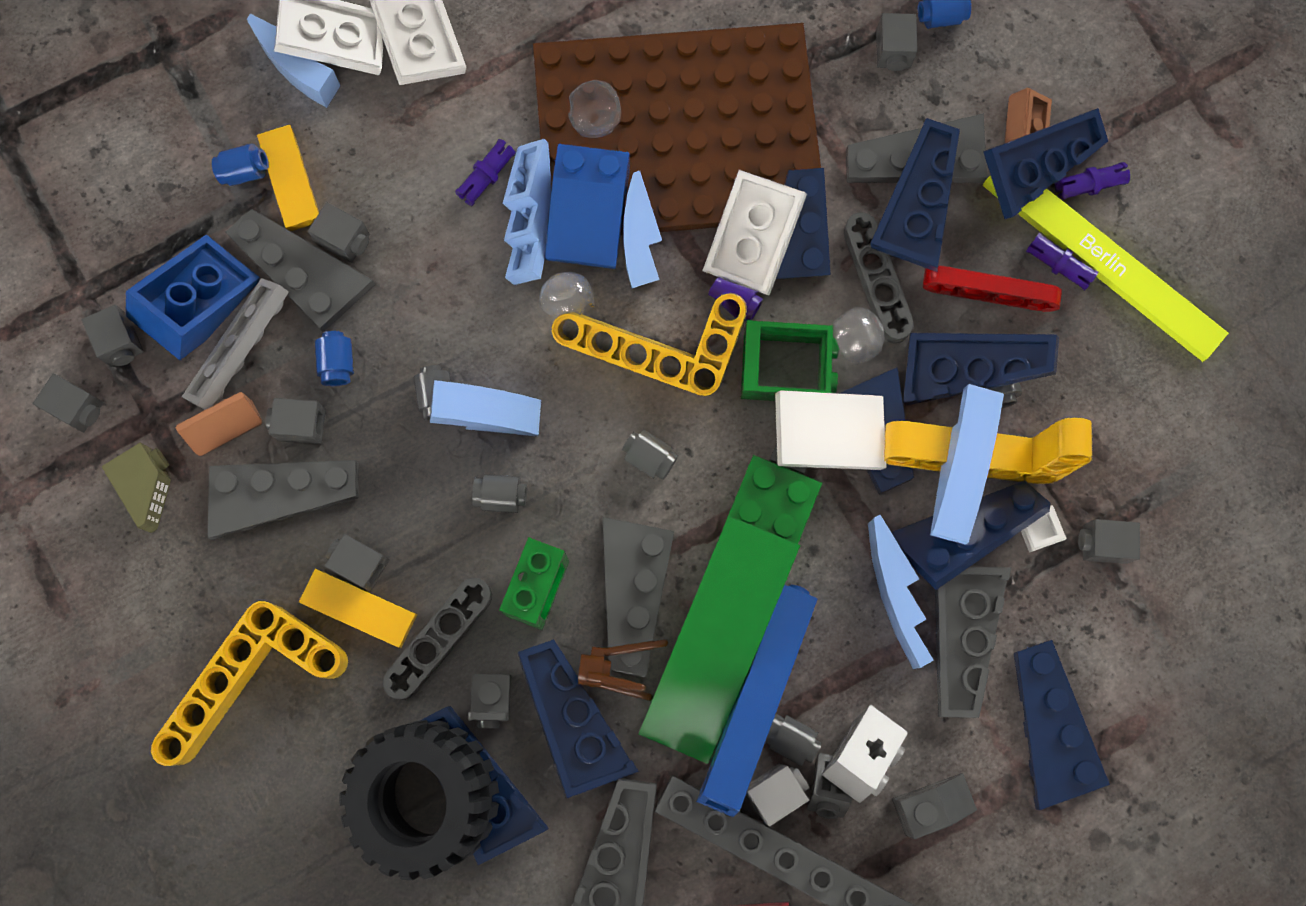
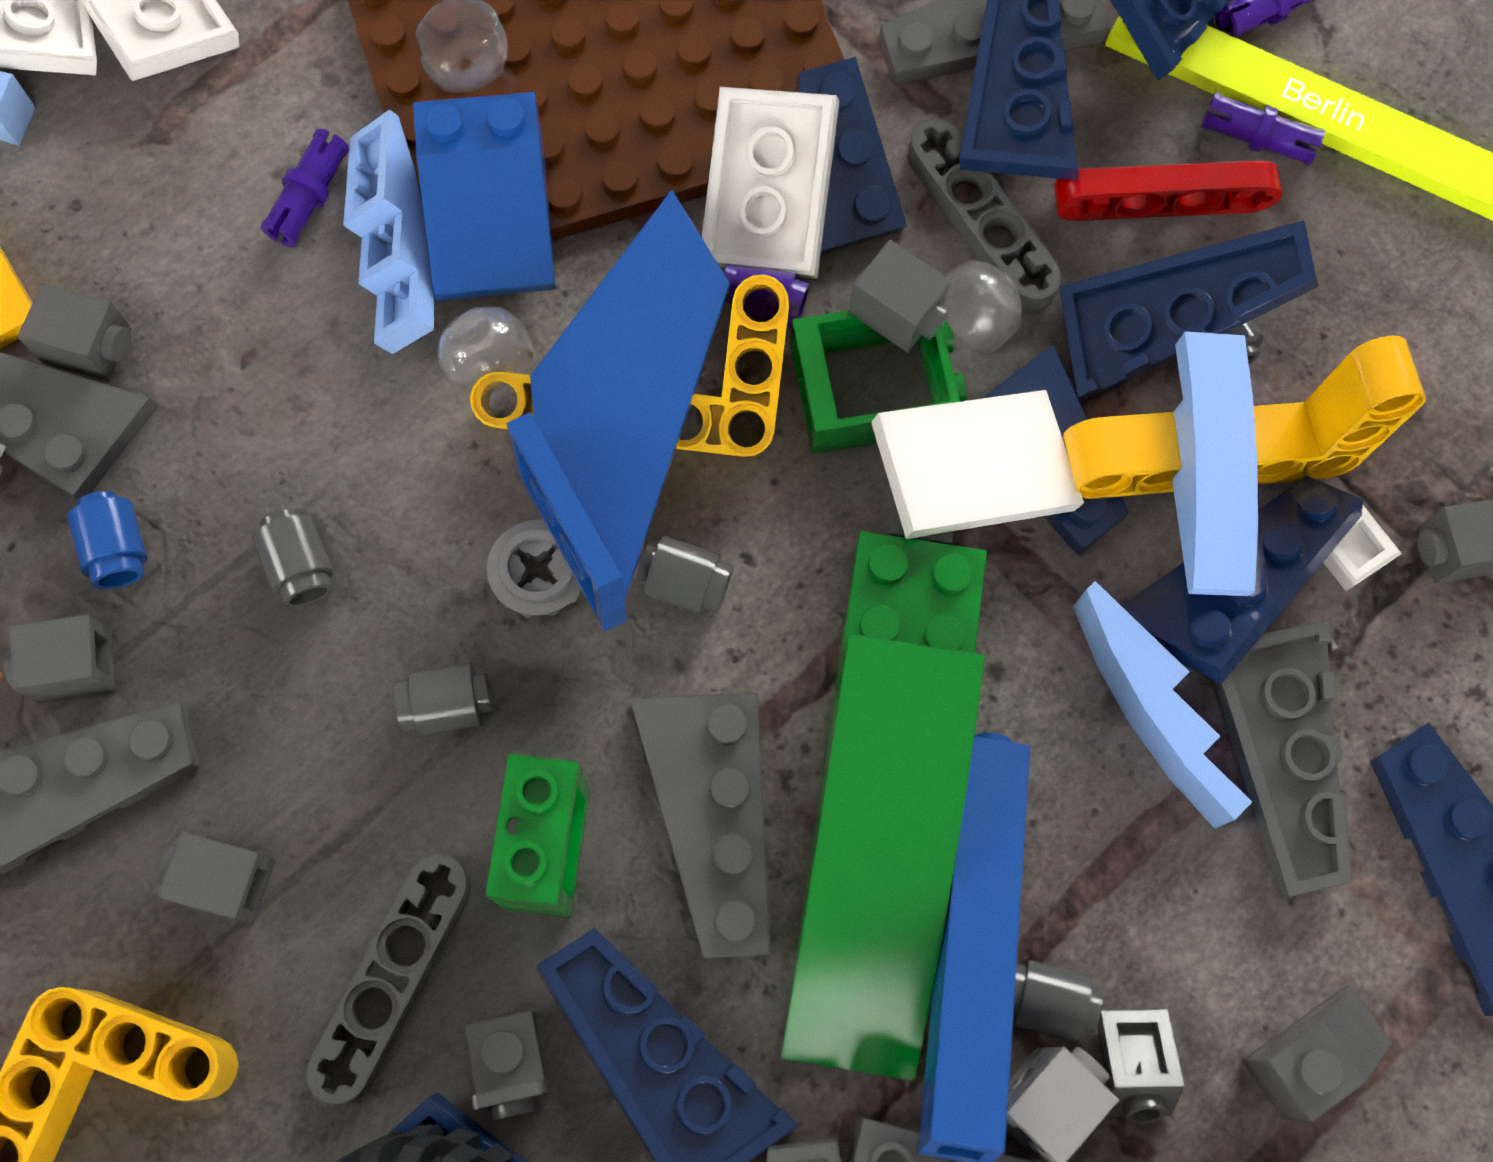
camera: 15 degrees left, 5 degrees down
(358, 608) = (235, 959): yellow tile -> none
(484, 409) = (384, 562): light blue slope -> none
(571, 414) = (507, 572): none -> light grey gear
(596, 671) = (682, 965): reddish brown plant -> none
(635, 345) = (617, 402): none -> blue piece
(638, 233) = (579, 213): light blue slope -> none
(811, 324) = (900, 297): none -> dark grey brick
(866, 754) = (1185, 995): brick -> none

